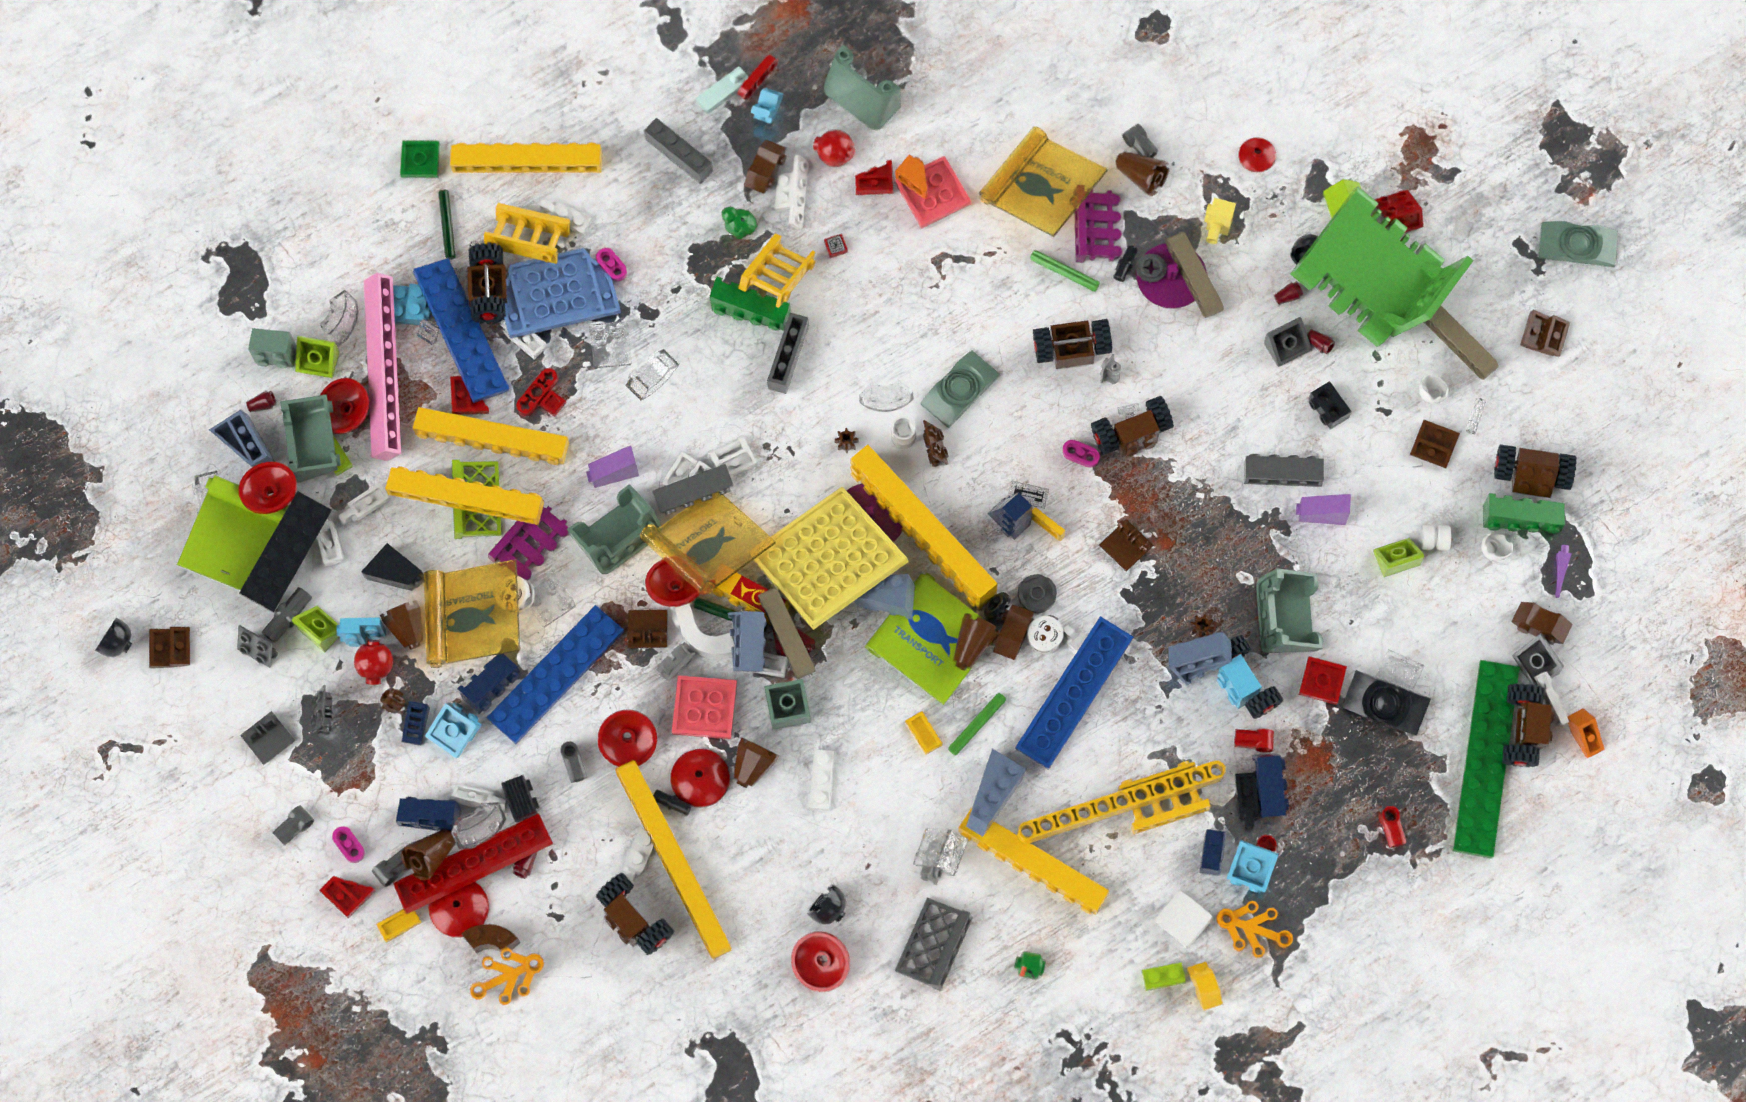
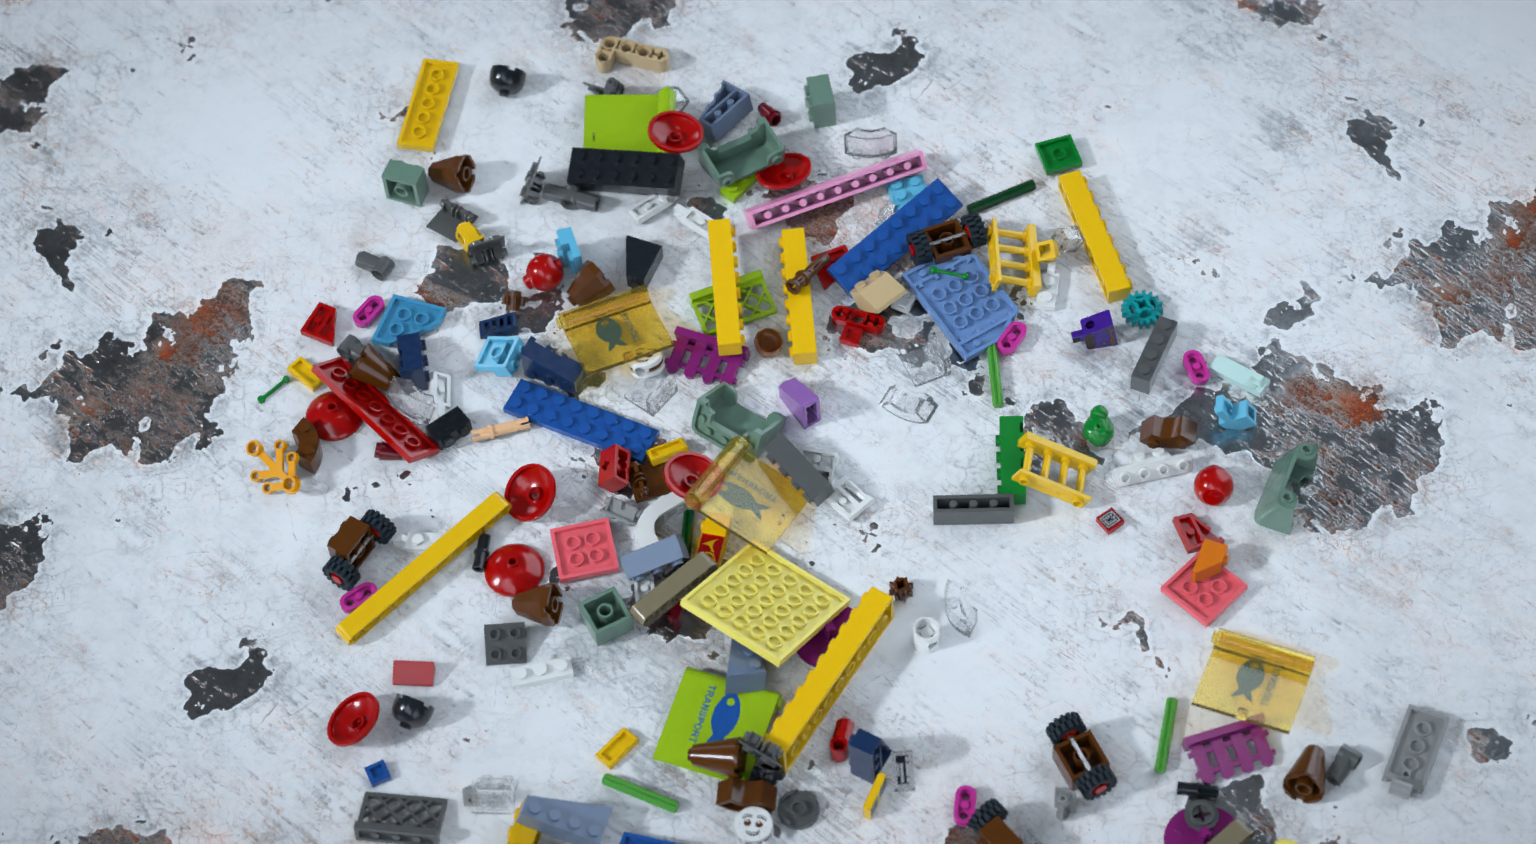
camera: 75 degrees right, 15 degrees down
(109, 726) = (428, 105): none -> yellow plate
(136, 510) = (631, 53): none -> tan beam
(169, 647) = (514, 123): reddish brown slope -> none
(175, 539) = (612, 87): none -> dark grey hinge
(207, 769) = (405, 182): none -> sand green brick
(211, 721) = (454, 173): none -> reddish brown cone
(297, 724) = (467, 234): none -> yellow brick
(316, 356) = (827, 139): lime slope -> none
(317, 627) = (565, 215): lime slope -> none
(374, 810) = (407, 317): none -> dark azure plate
(411, 975) = (261, 399): none -> green hinge
(481, 422) = (820, 261): none -> reddish brown pin
(515, 305) = (933, 270): none -> green hinge
(521, 362) = (877, 292): none -> tan slope
(523, 180) = (1068, 238): none -> clear brick
(535, 201) = (1047, 251): none -> yellow brick
(535, 478) = (768, 342): none -> dark orange hair
(538, 751) = (500, 429): none -> light nougat pin
(573, 763) = (496, 459): dark grey piece -> none
(622, 603) = (665, 451): none -> yellow tile
(624, 143) = (1143, 307): none -> teal gear
(626, 655) = (614, 468): none -> red brick
(636, 182) = (1096, 331): none -> dark purple torso
(646, 292) = (995, 378): none -> bright green axle
(683, 929) = (357, 596): none -> dark pink plate
(704, 119) = (1196, 369): none -> dark pink plate
(757, 77) = (1272, 401): red beam -> none
(781, 804) = (505, 643): none -> dark grey hinge
(783, 897) = (413, 673): none -> red slope
(878, 955) = (378, 773): none -> blue tile
(933, 439) = (924, 665): reddish brown hinge -> none
(959, 388) = (997, 676): sand green slope -> none
(980, 605) = (768, 752): none -> dark grey hinge
(981, 534) = (843, 730): none -> red piece
(1146, 84) = (1414, 751): none -> light grey hinge

